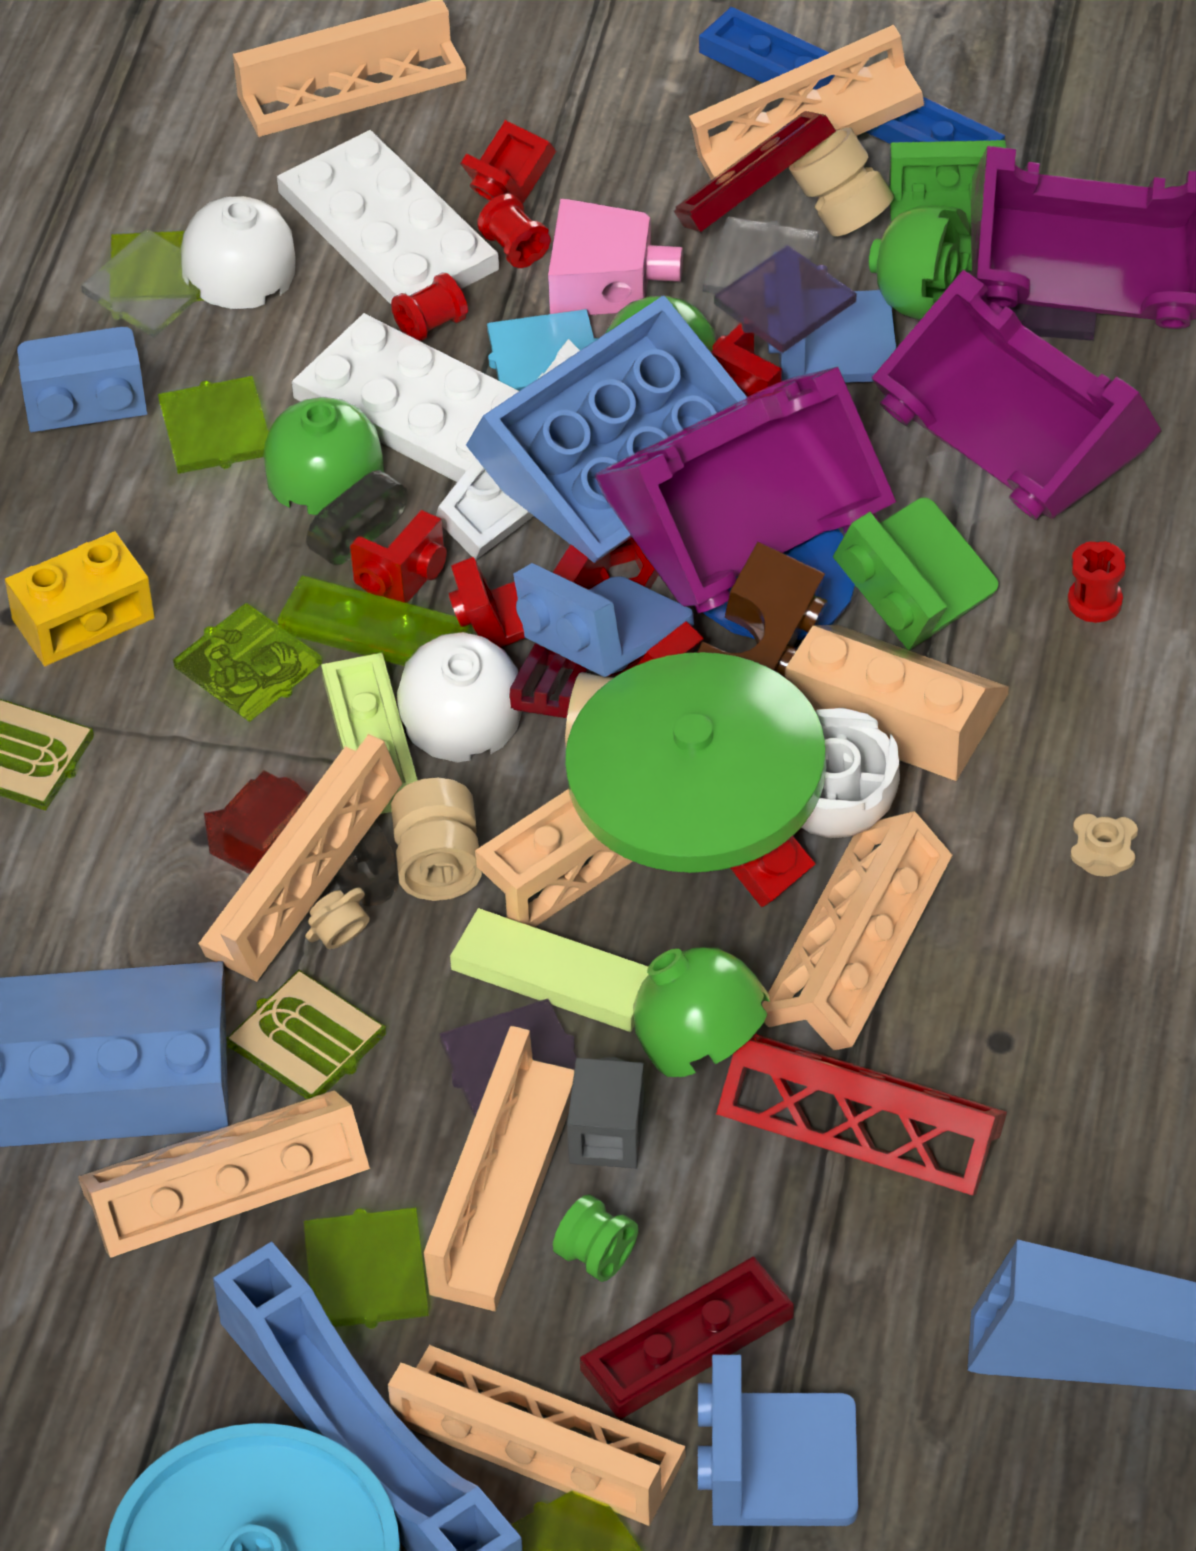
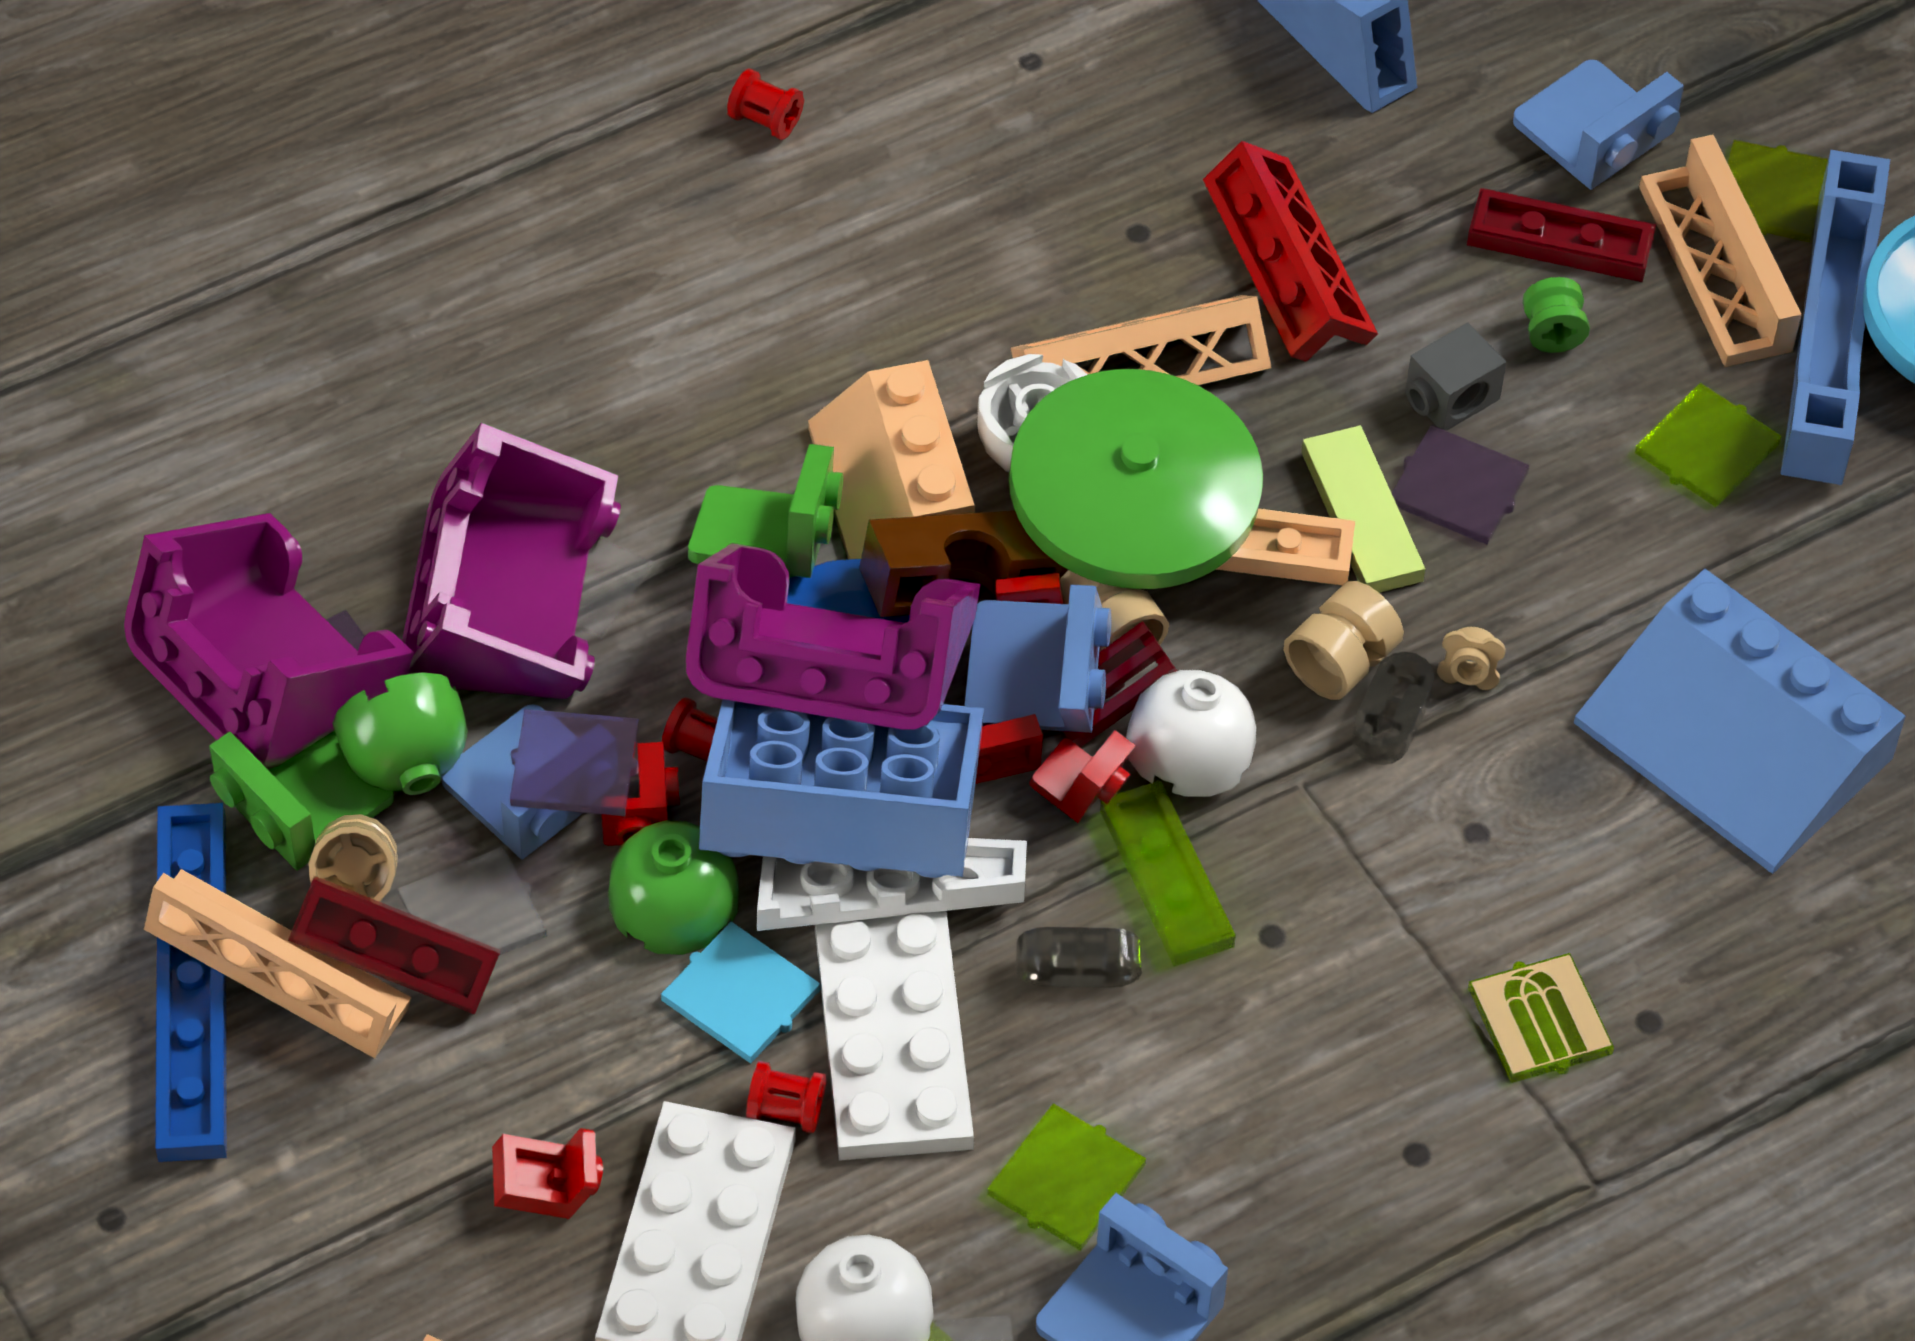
camera: 135 degrees left, 5 degrees up
(79, 598) = (1367, 1083): yellow brick -> none
(225, 1172) = (1741, 547): light nougat fence -> none
(247, 662) = (1290, 937): clear neon green piece -> none
(253, 820) = (1444, 768): clear red window -> none
(303, 859) = (1457, 701): light nougat fence -> none
(306, 1036) = (1574, 620): piece -> none
(319, 452) = (1034, 1044): bright green cylinder -> none
(366, 705) = (1274, 790): yellowish green tile -> none
(403, 566) = (1090, 880): red bracket -> none
(498, 1176) = (1569, 404): light nougat fence -> none
(514, 231) = (625, 1106): red bush -> none
(605, 258) = (603, 1004): bright pink torso -> none
(696, 1007) = (1330, 357): bright green cylinder -> none
(1094, 583) = (655, 422): red bush -> none
(1104, 857) = (905, 278): tan plate -> none

